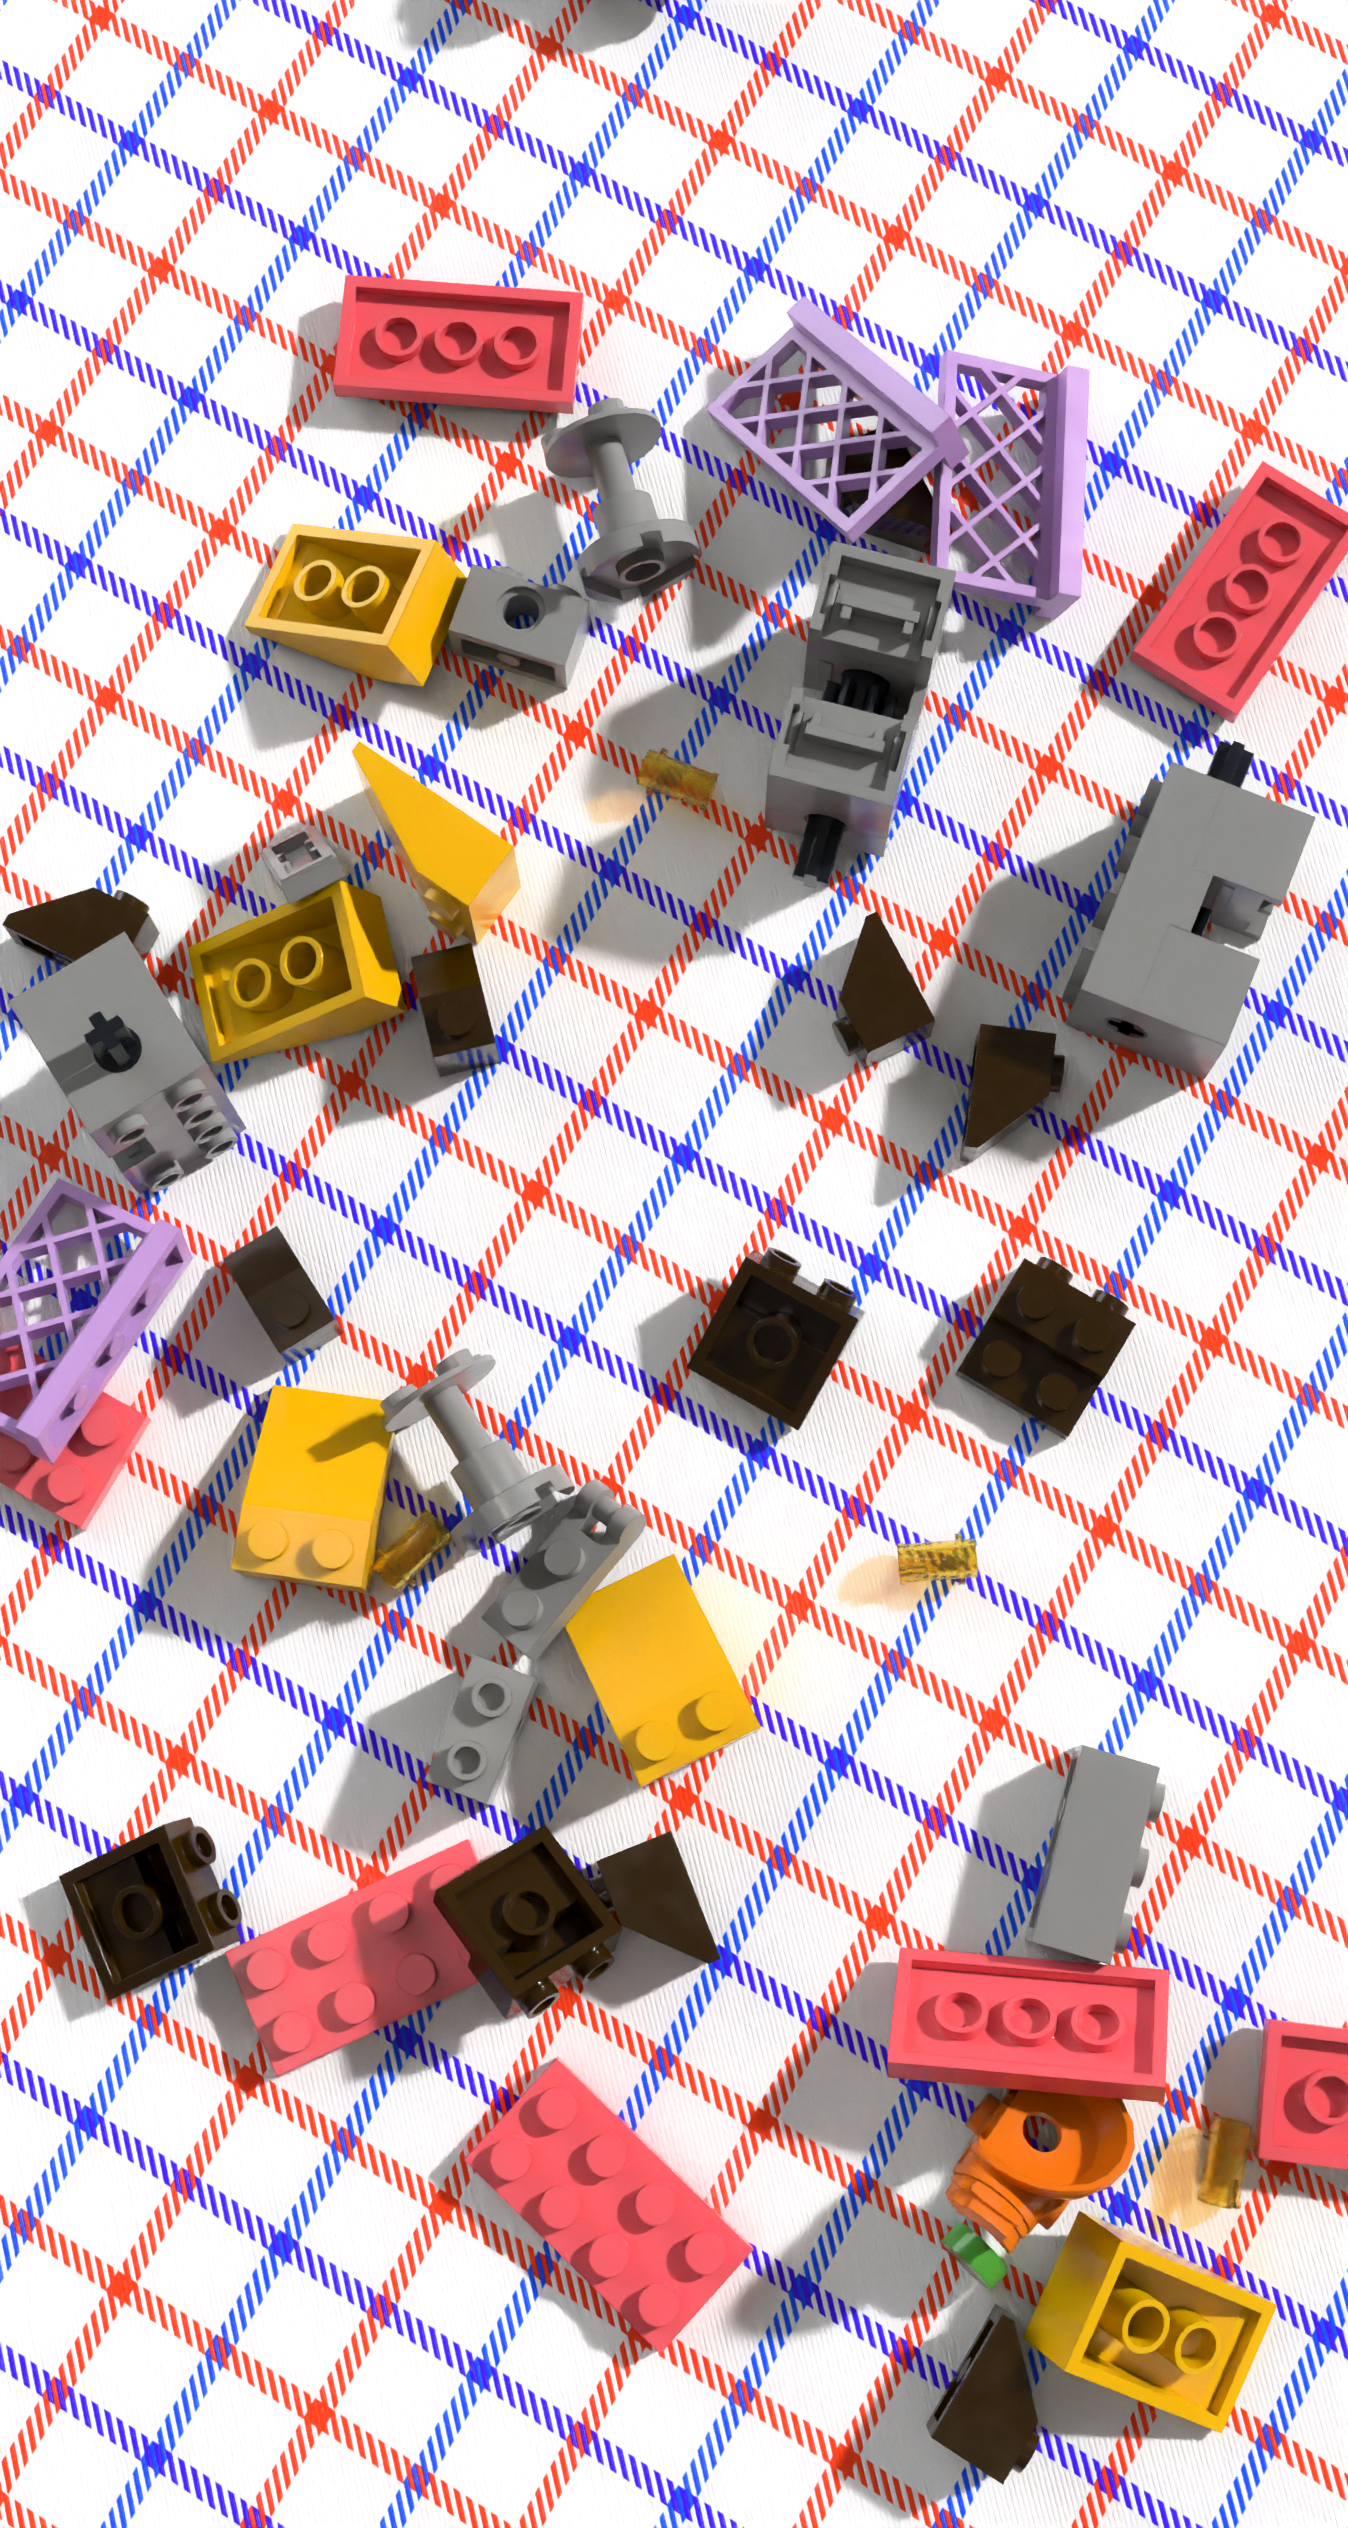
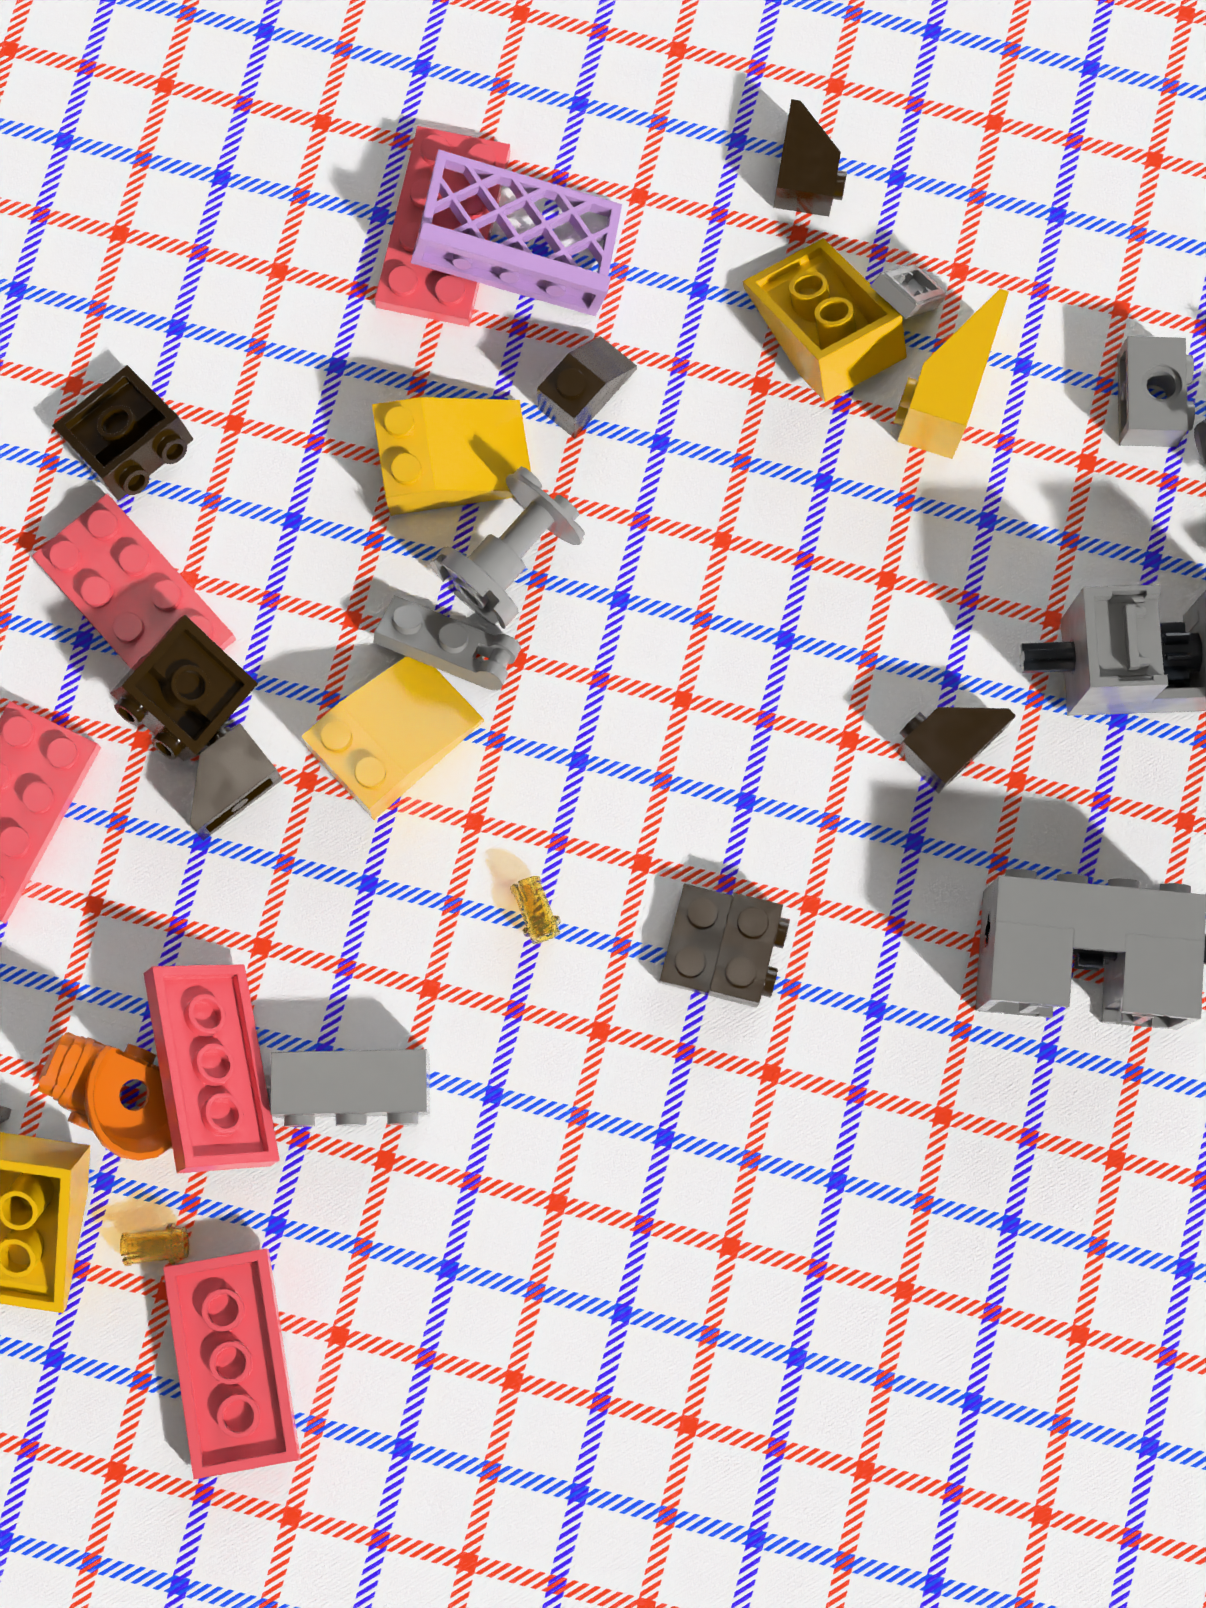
camera: 70 degrees right, 0 degrees up
(128, 1065) = (707, 209): light grey piece -> none
(360, 601) = (1130, 270): yellow slope -> none
(411, 1551) = (425, 531): clear yellow pin -> none
(455, 1010) = (838, 437): dark brown slope -> none
(482, 1730) = (311, 618): light grey brick -> none
(676, 779) = (1073, 543): clear yellow pin -> none
(777, 1336) = (667, 742): dark brown plate -> none
(975, 2255) = (29, 1089): bright green tile -> none
(1007, 1084) = (914, 856): dark brown slope -> none

